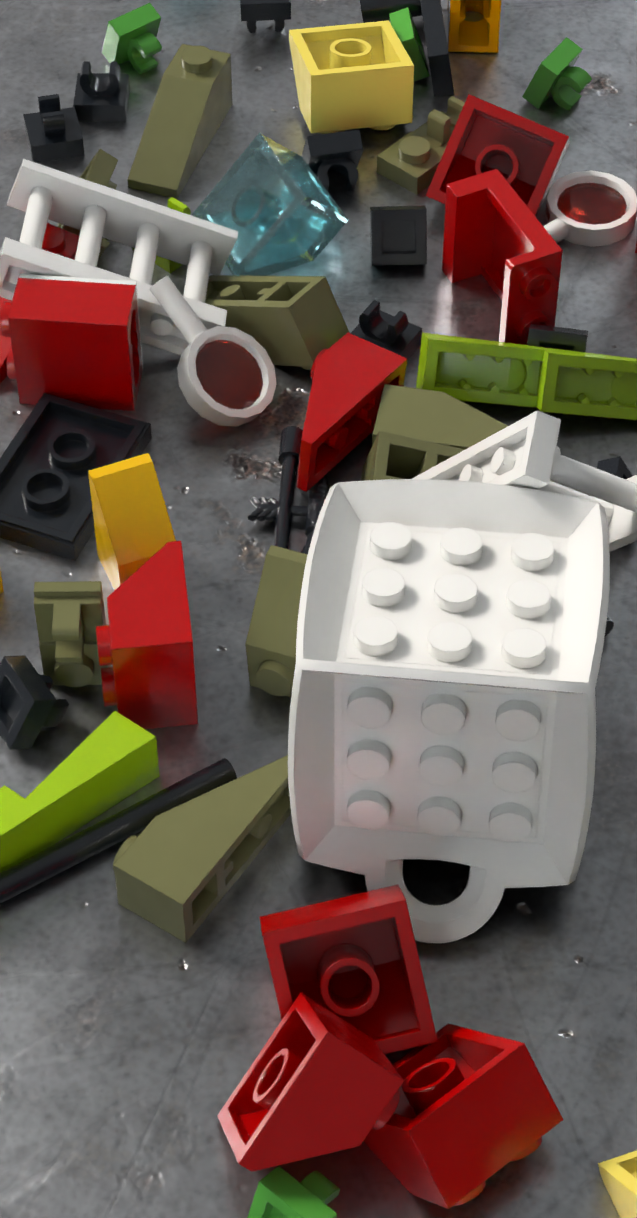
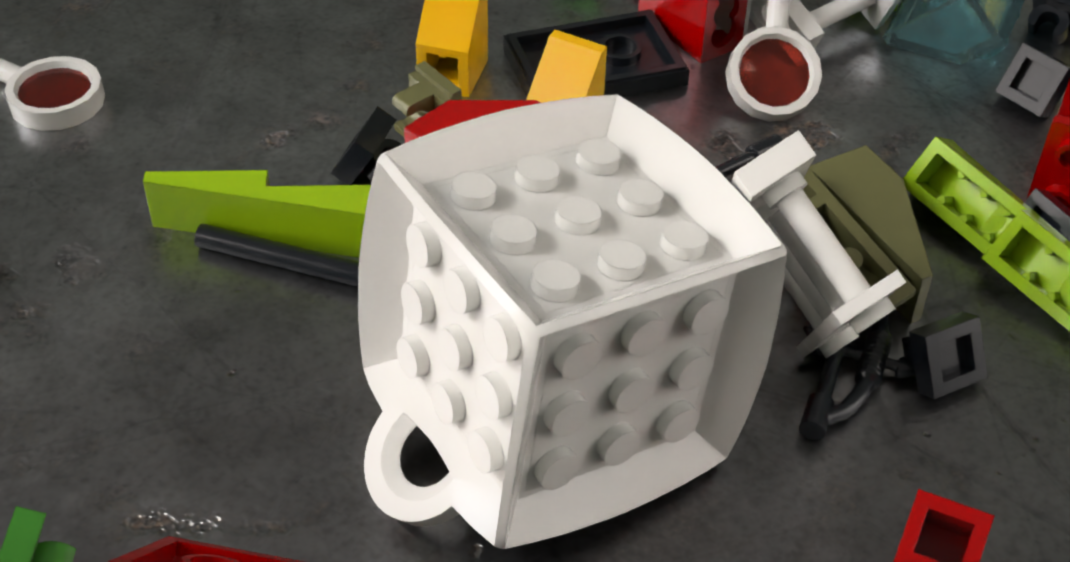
camera: 50 degrees right, 5 degrees down
(200, 849) = (302, 310): olive slope -> none
(283, 313) = (864, 69): olive slope -> none
(309, 1091) = (130, 486): red slope -> none
(344, 402) = (828, 125): red slope -> none
(356, 962) = (276, 459): red slope -> none
(389, 331) = (918, 129): black tile -> none

